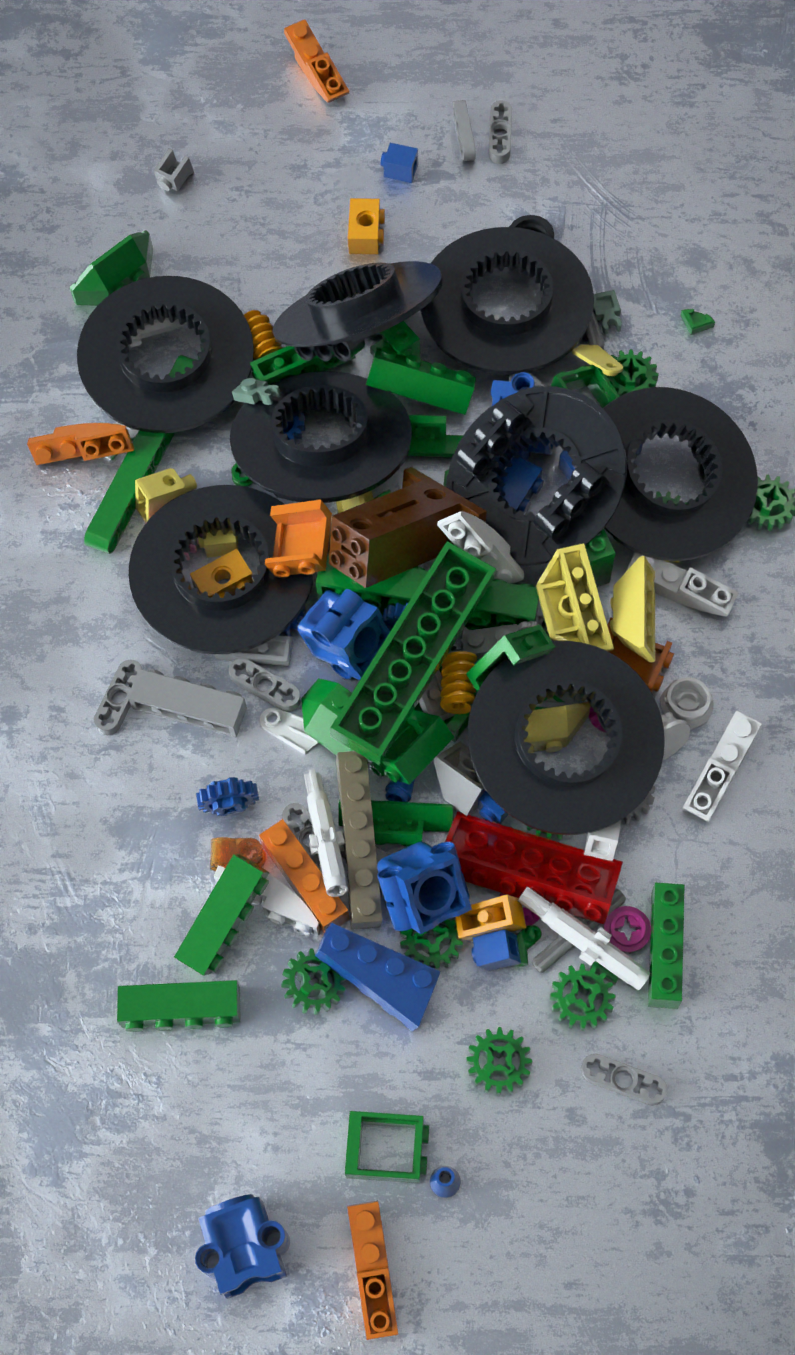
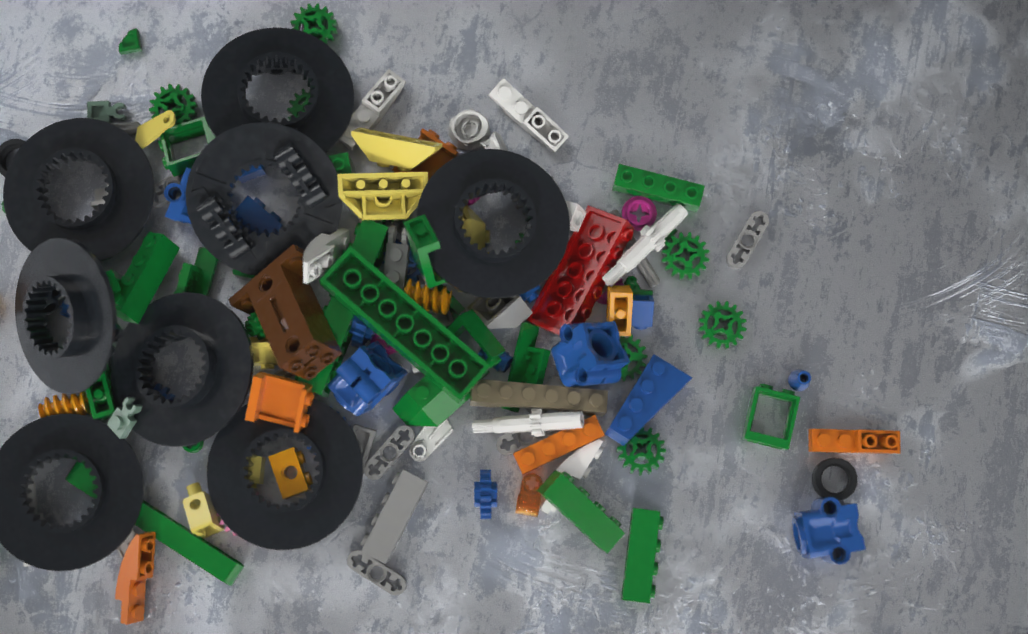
camera: 80 degrees left, 15 degrees up
(292, 1250) = (846, 466): none -> black tyre

